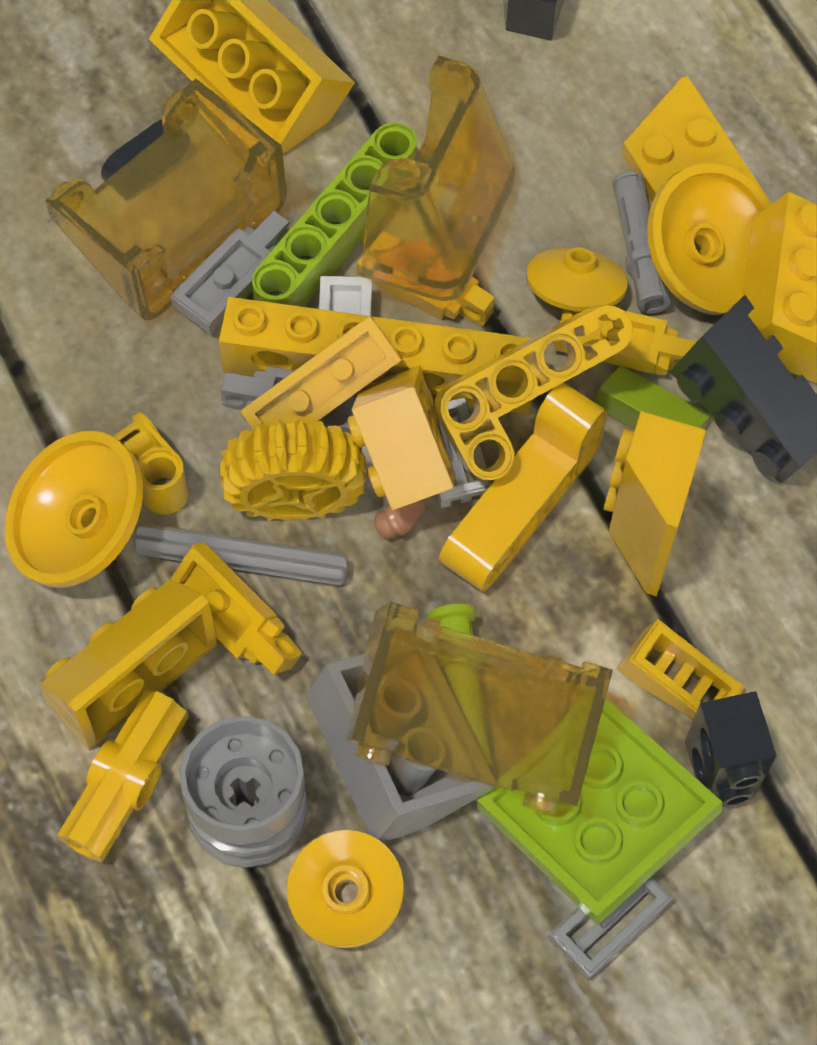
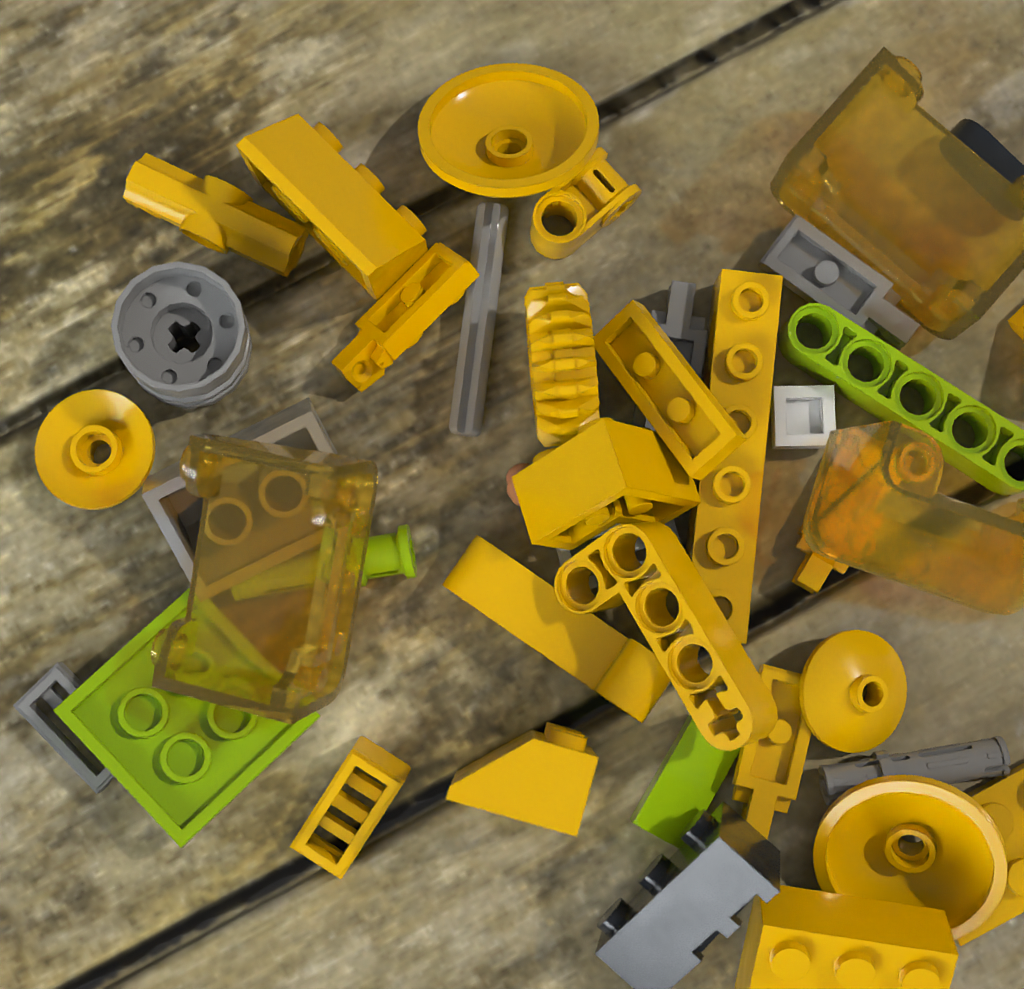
camera: 90 degrees right, 20 degrees up
(731, 747) = (239, 860): black brick -> none

